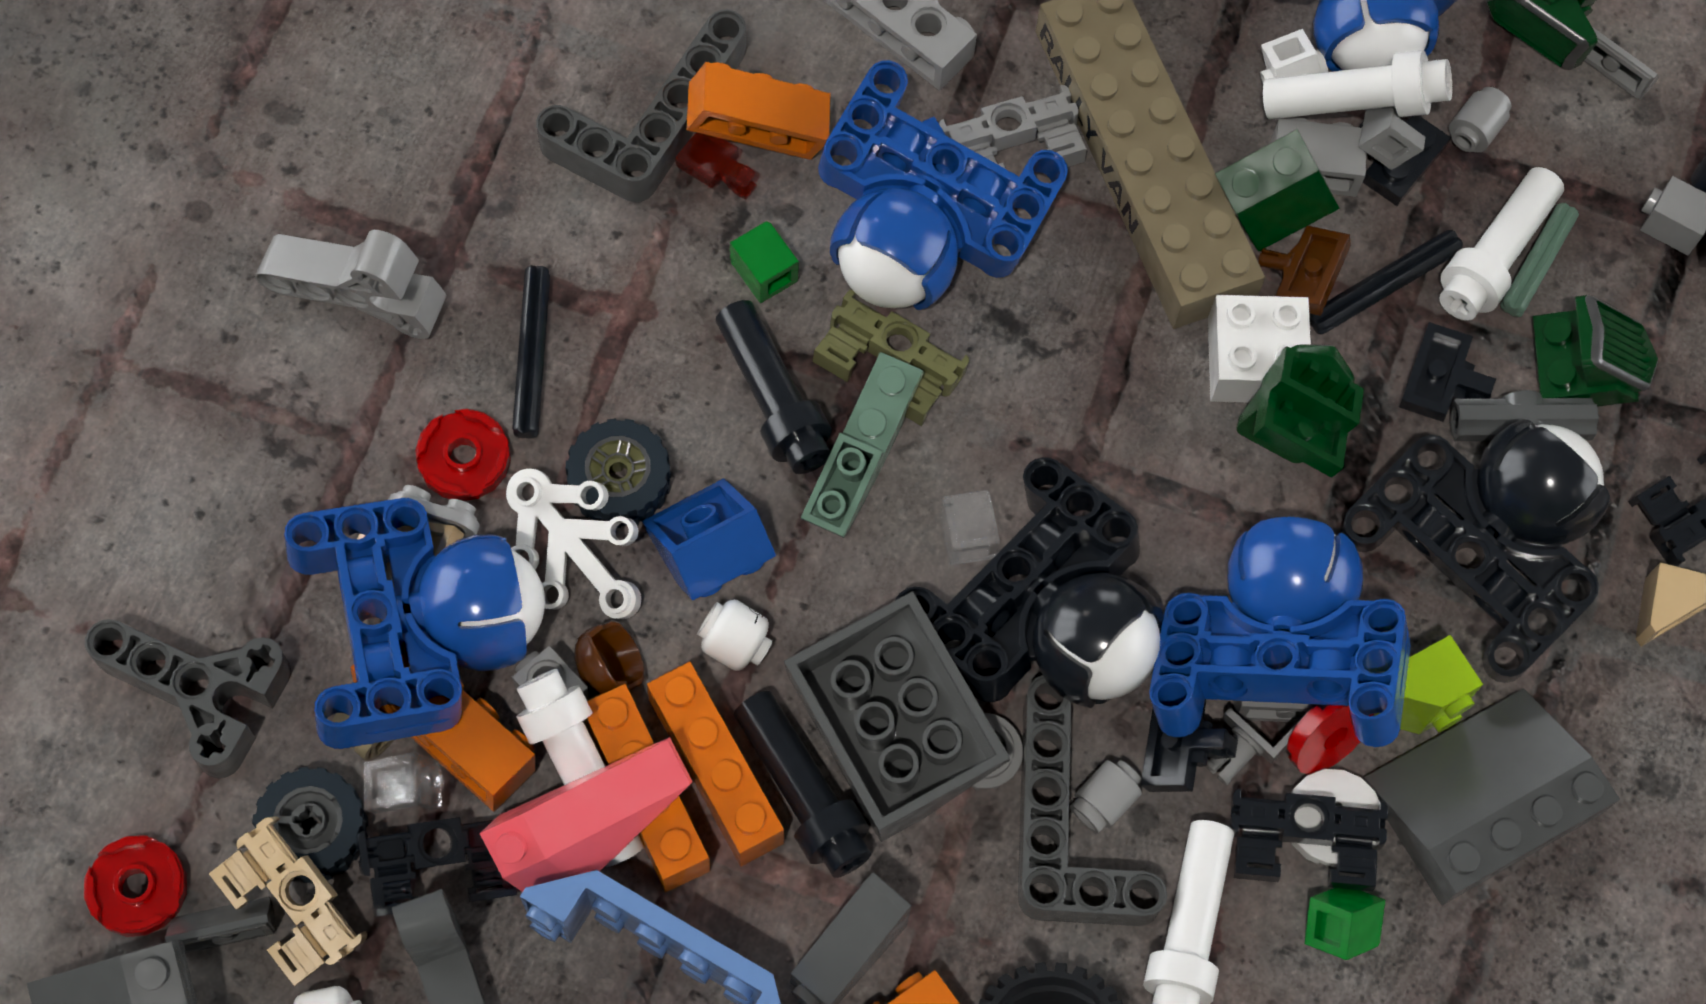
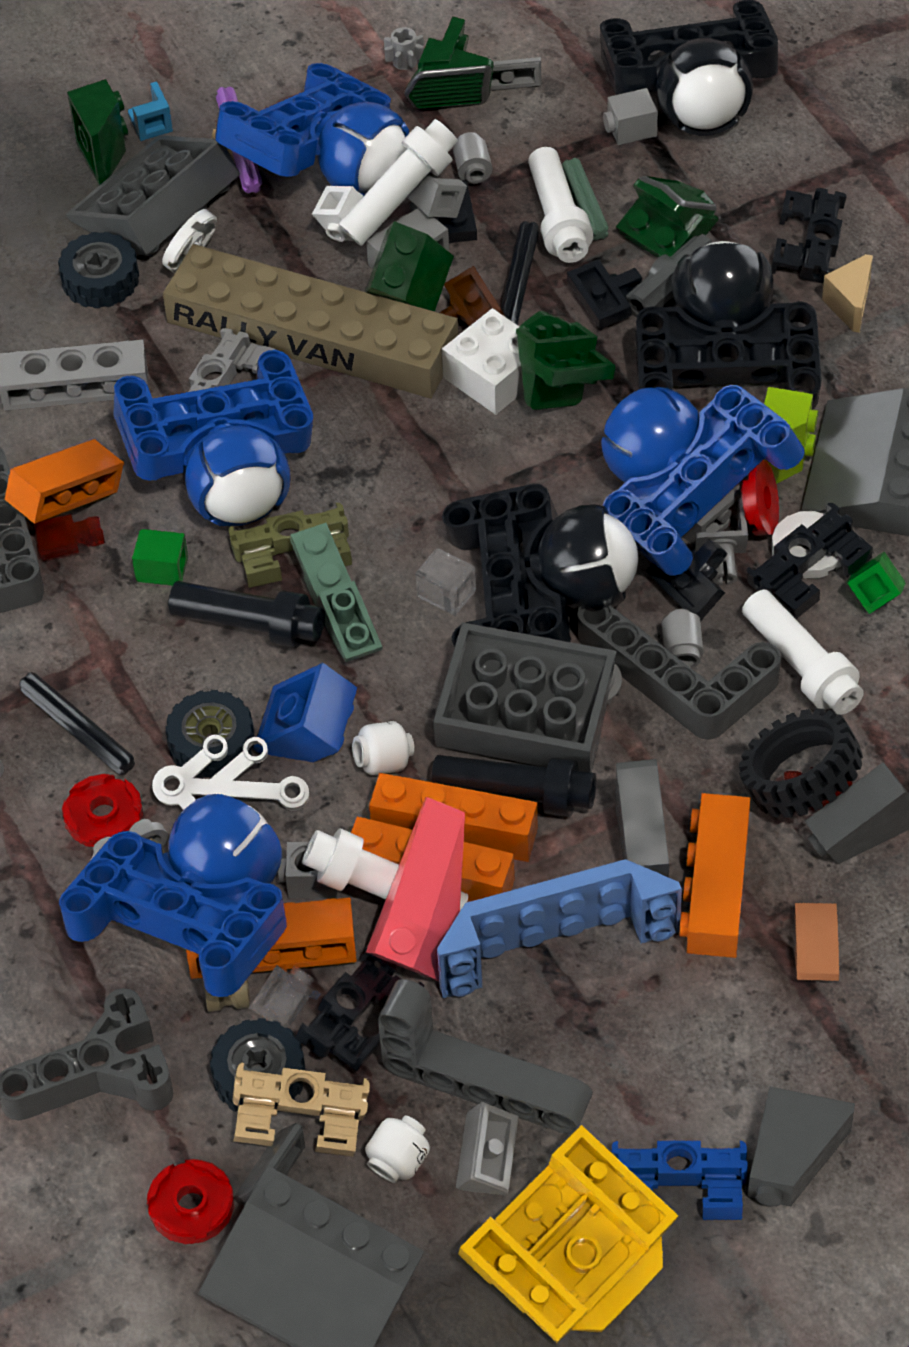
camera: 40 degrees left, 15 degrees down
(608, 658) = (322, 818): reddish brown hair -> none

